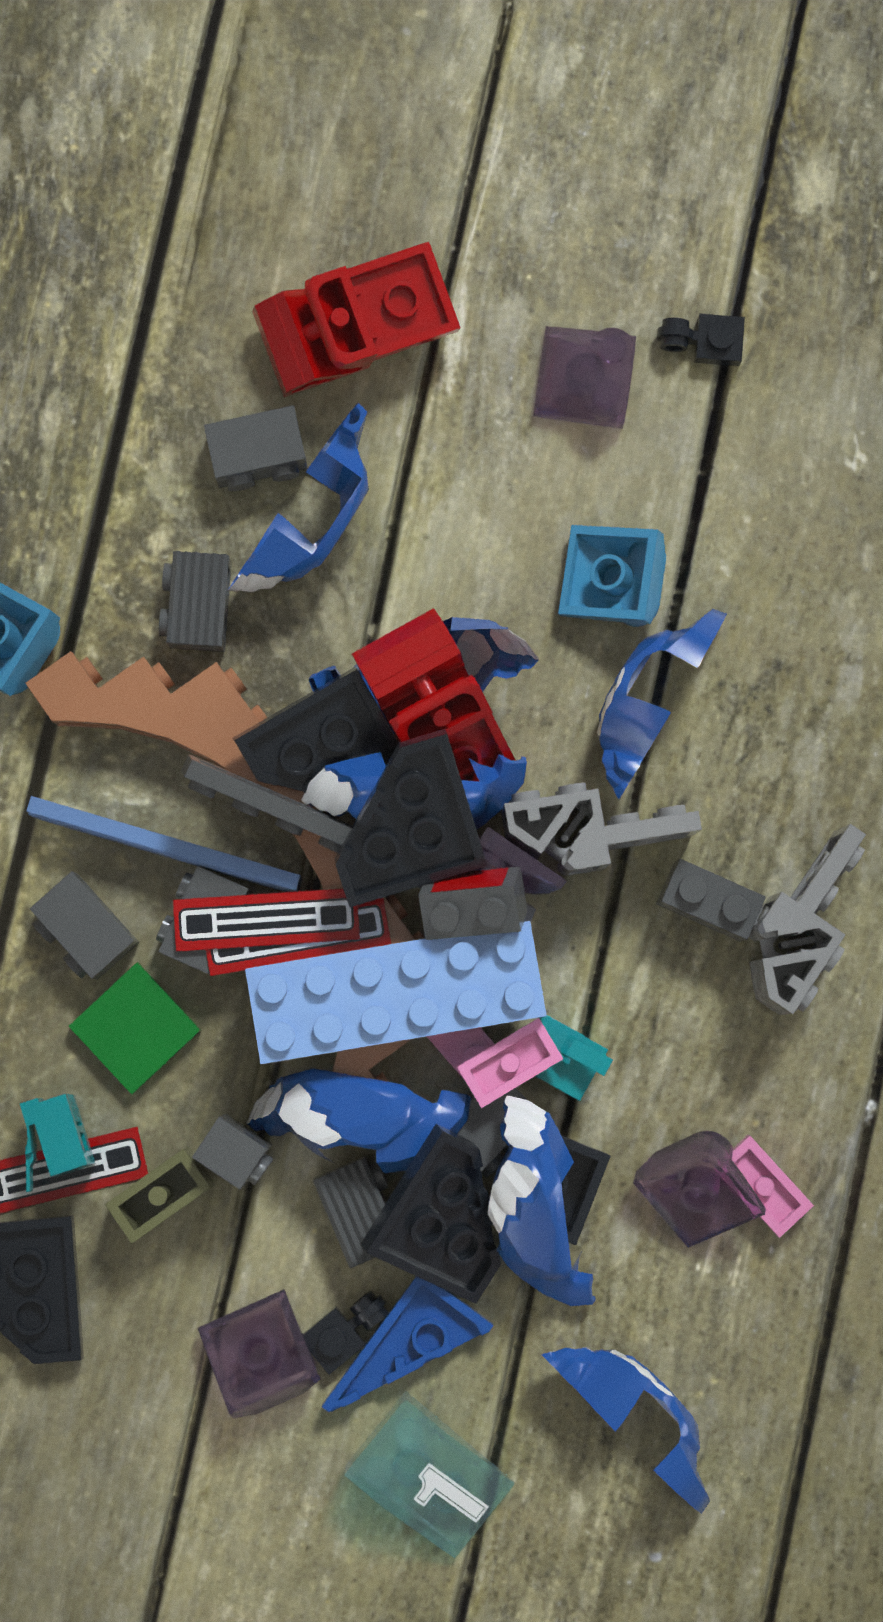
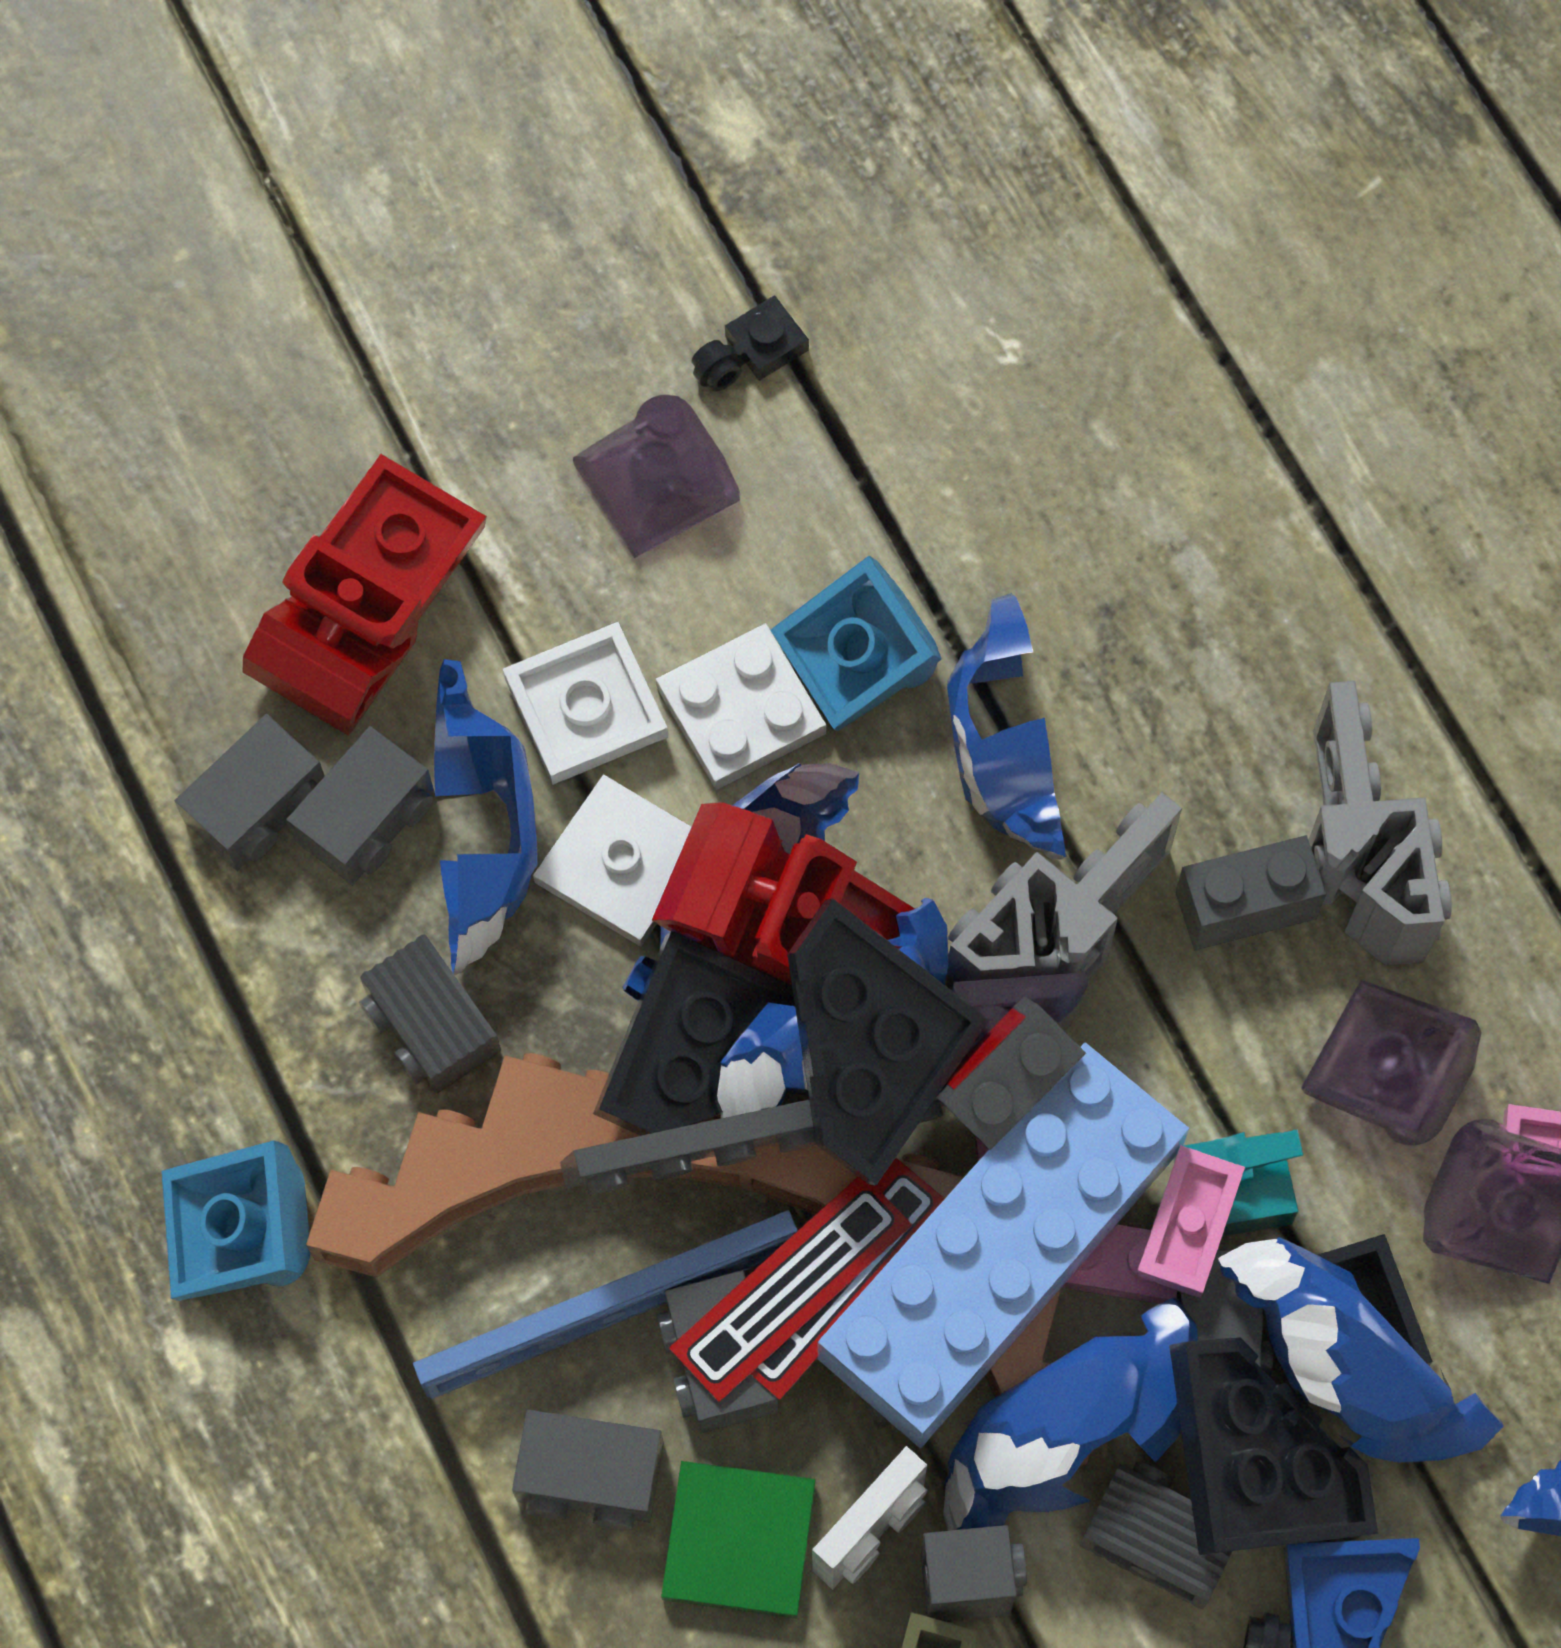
camera: 30 degrees left, 15 degrees down
(187, 1085) = (888, 1502): none -> white plate
(200, 390) = (250, 793): none -> dark grey brick
(375, 592) = (615, 859): none -> white plate
(430, 485) = (585, 703): none -> white plate
(519, 556) = (741, 706): none -> white plate
(707, 1061) = (1395, 1063): none -> clear purple slope

